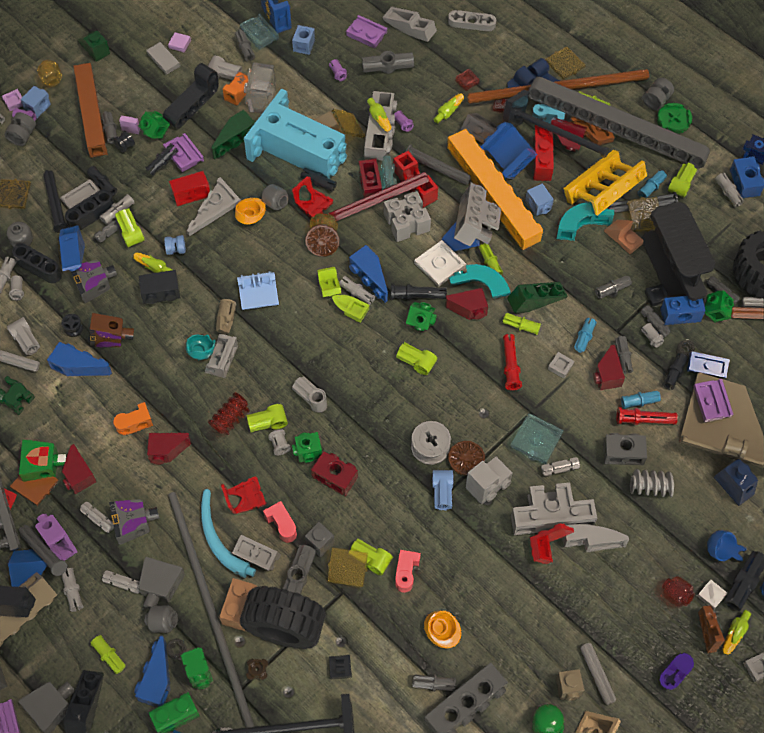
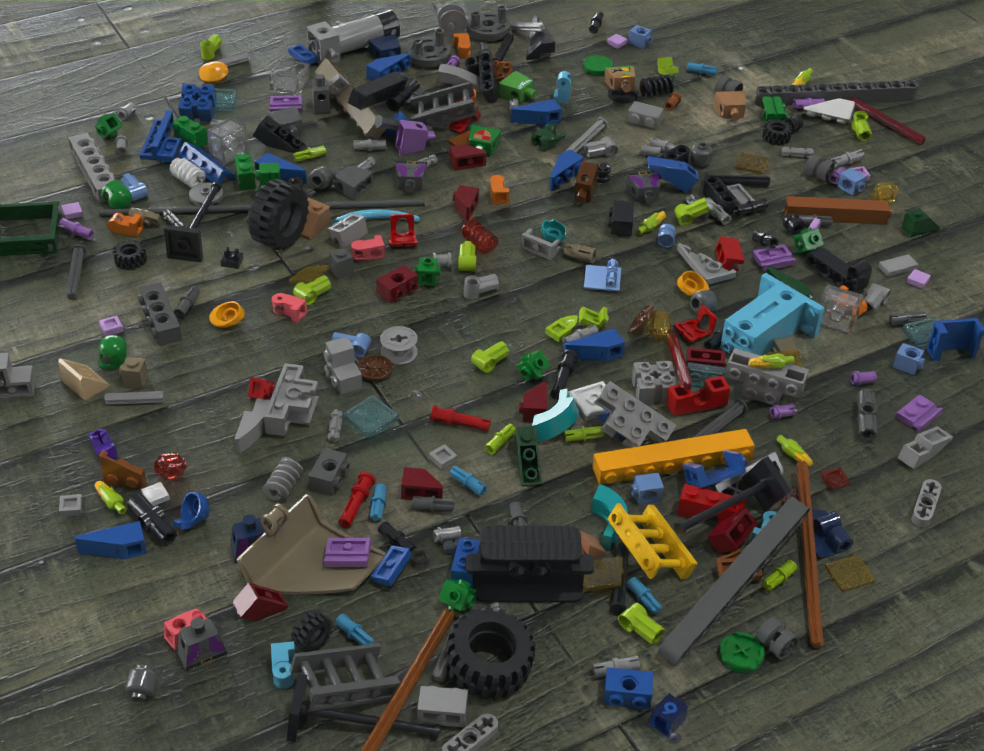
camera: 105 degrees right, 20 degrees down
(301, 565) = (314, 244): dark grey piece -> none

